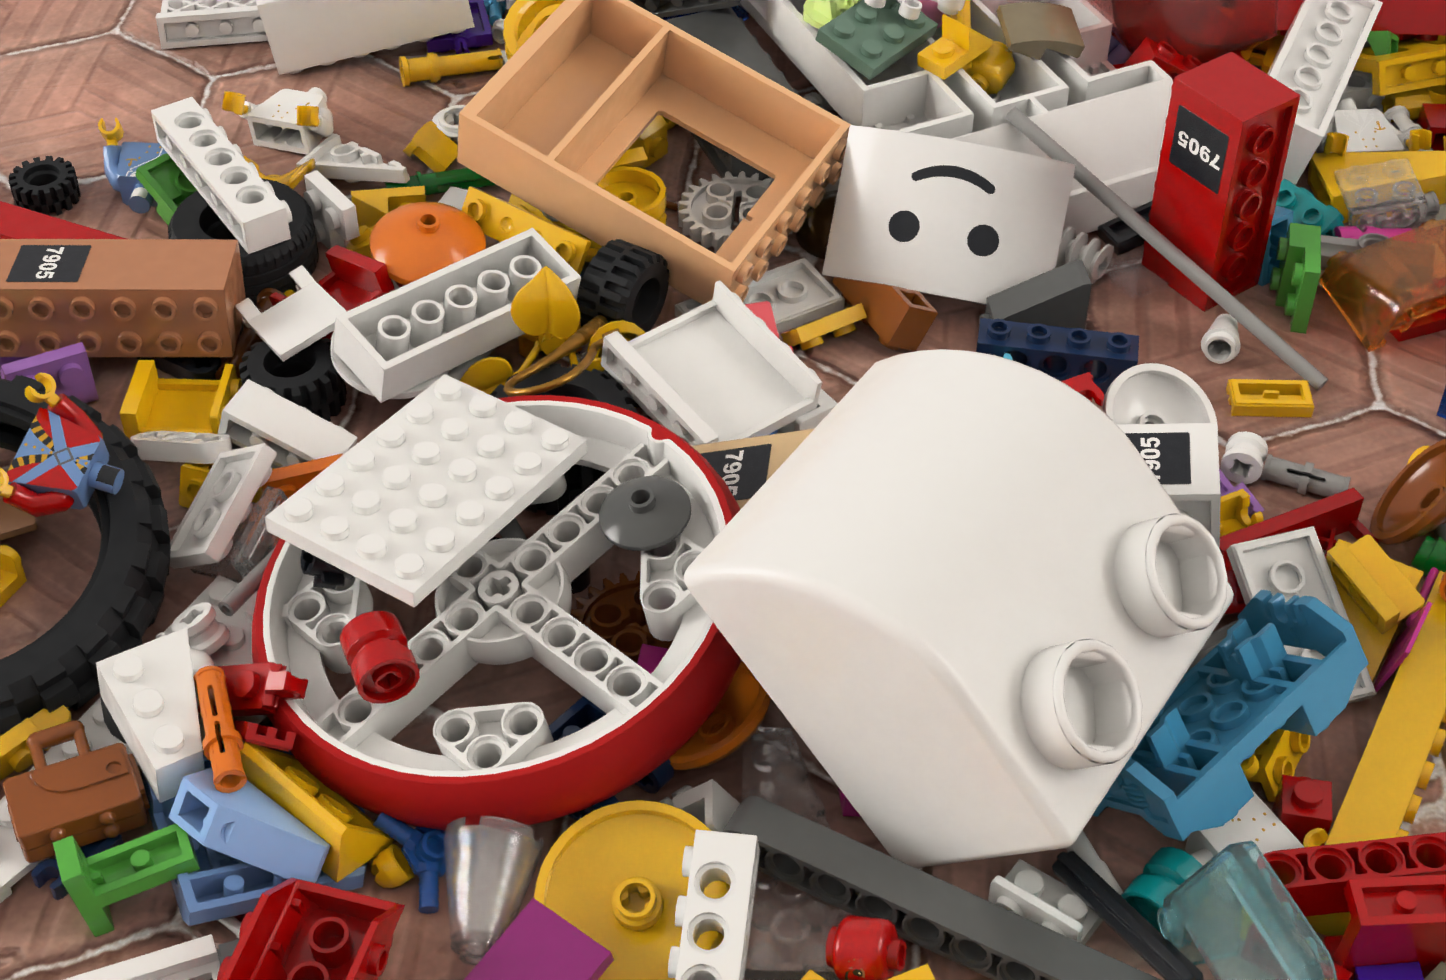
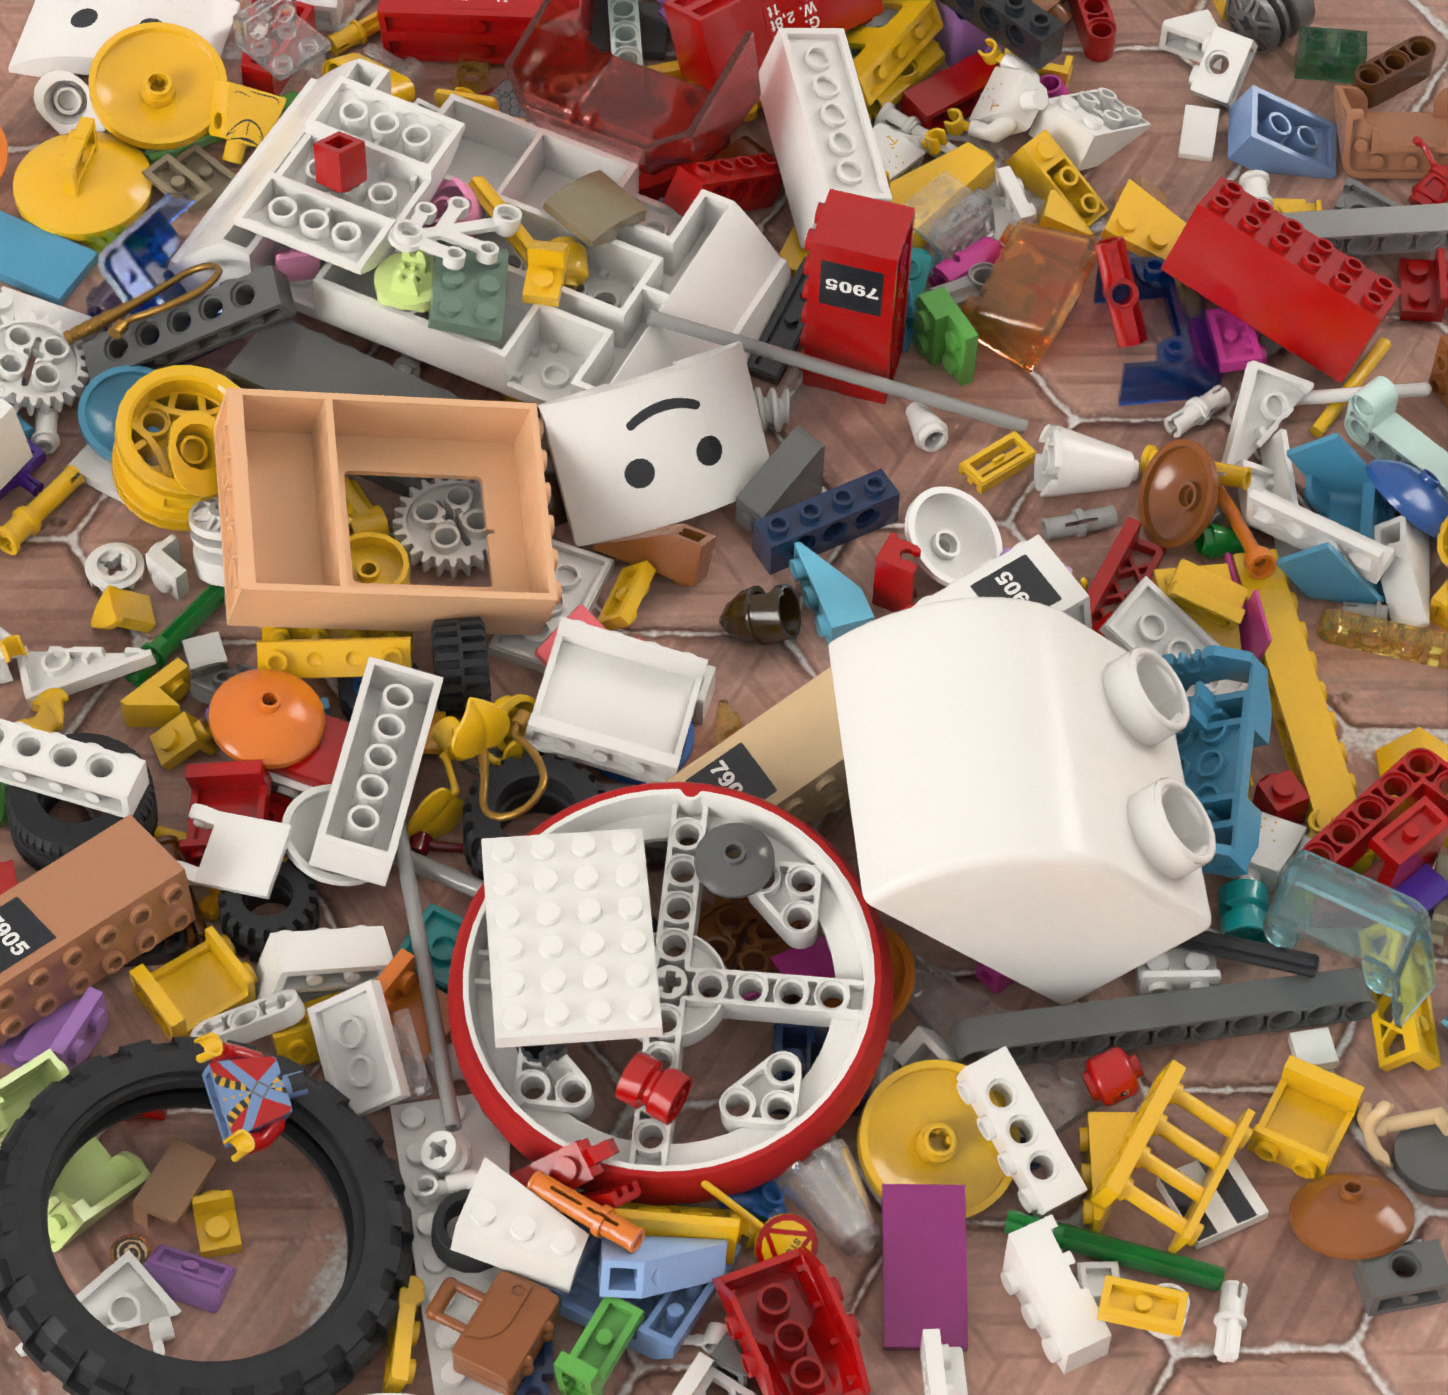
camera: 40 degrees left, 10 degrees up
(331, 210) = (138, 728): white plate -> none
(401, 881) = (777, 1234): none -> piece
(674, 167) = (363, 515): none -> yellow piece
(1244, 457) = (1026, 525): white wheel -> none
(1347, 430) = (1080, 464): none -> white cone

